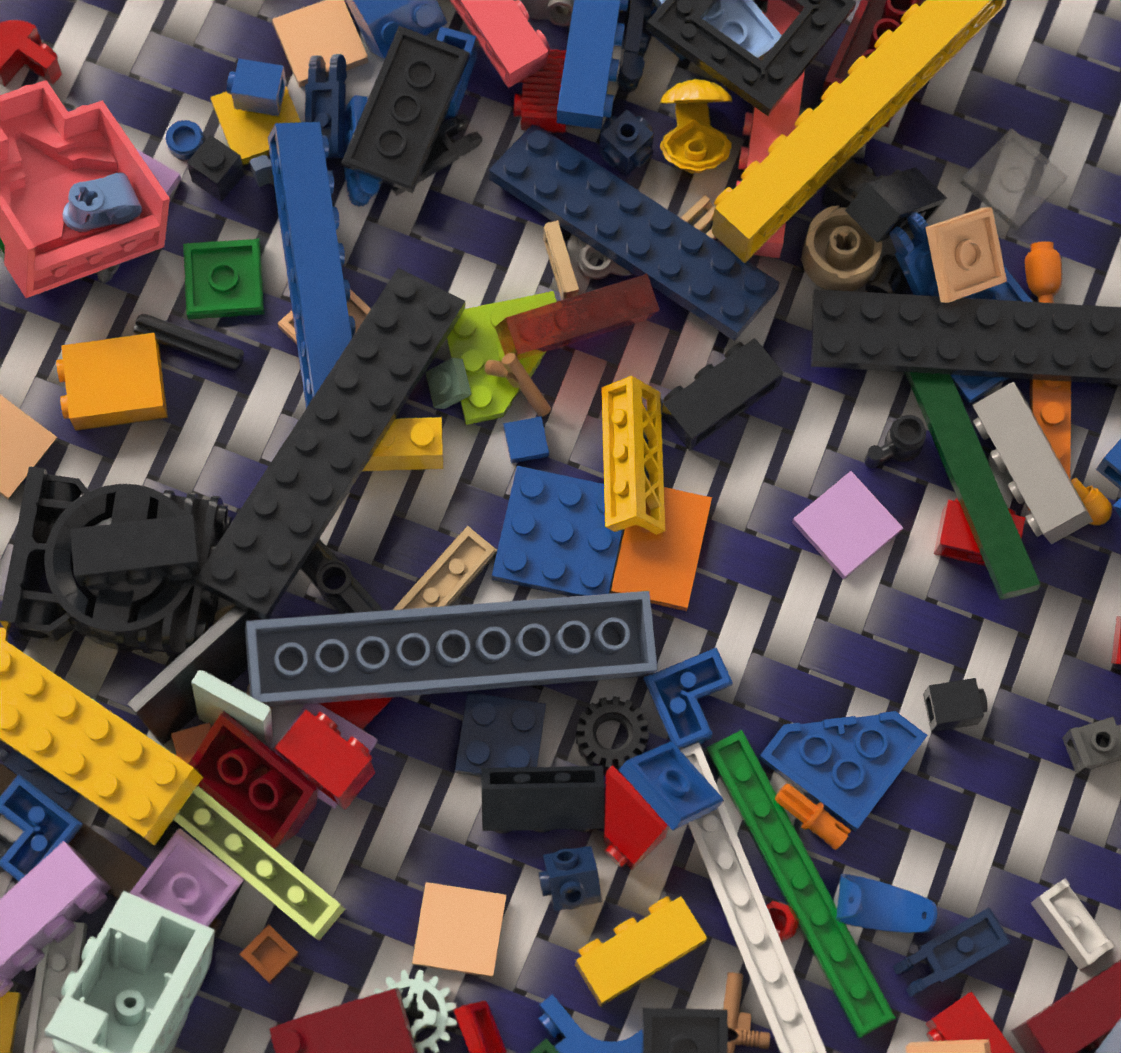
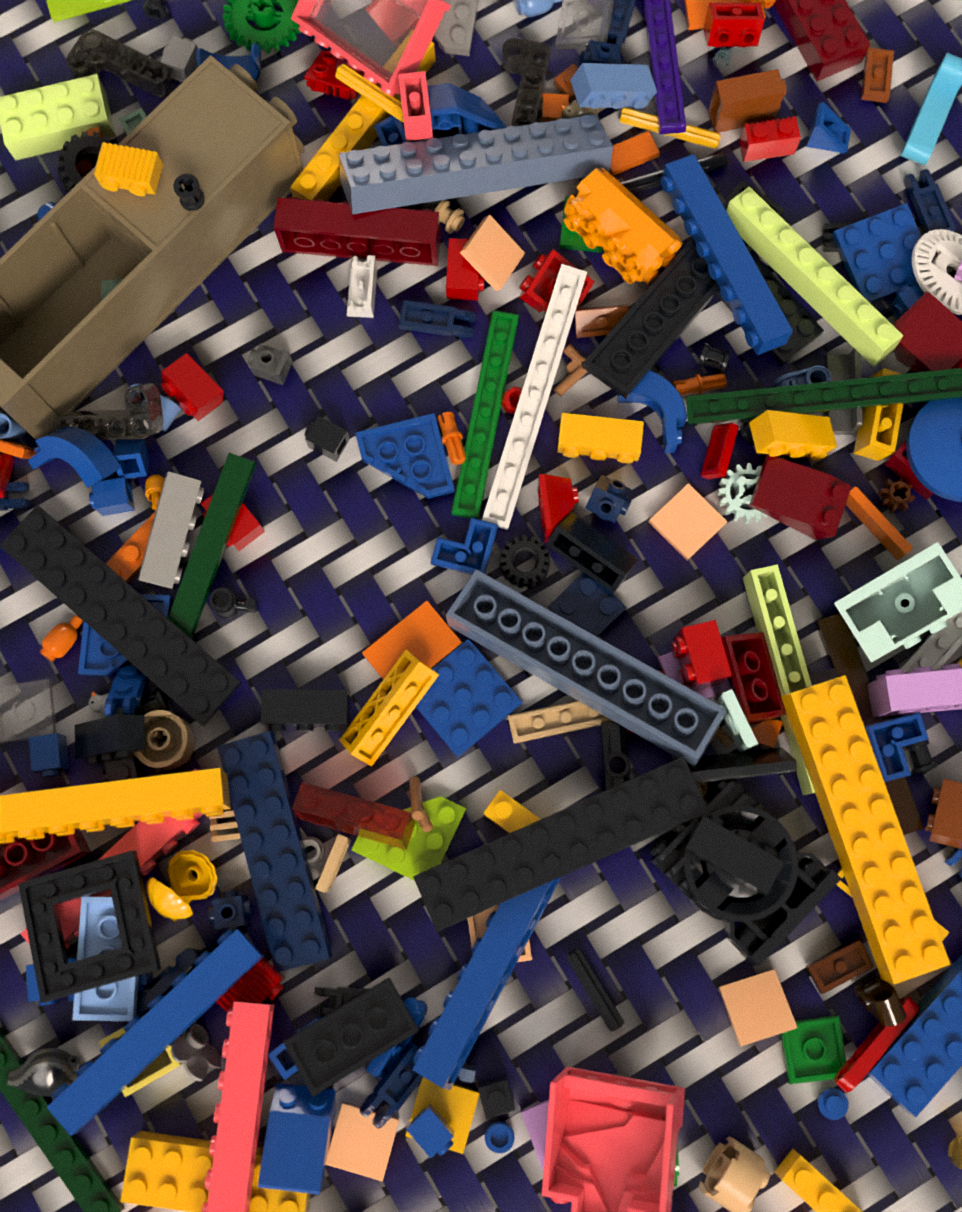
camera: 135 degrees left, 5 degrees up
(103, 203) = (586, 1118): medium blue piece -> none
(112, 381) = (661, 997): light orange brick -> none
(188, 880) = (828, 646): lavender tile -> none
(223, 279) = (543, 1017): green tile -> none
(269, 954) = (802, 583): dark orange plate -> none
(448, 383) = (459, 837): sand green plate -> none
(526, 440) = (439, 770): blue tile -> none
(671, 785) = (519, 499): blue tile -> none
(847, 525) = (298, 581): lavender tile -> none
(883, 906) = (450, 369): blue piece -> none
(947, 154) = (48, 754): none -> blue brick
(966, 254) = (97, 673): light nougat tile -> none

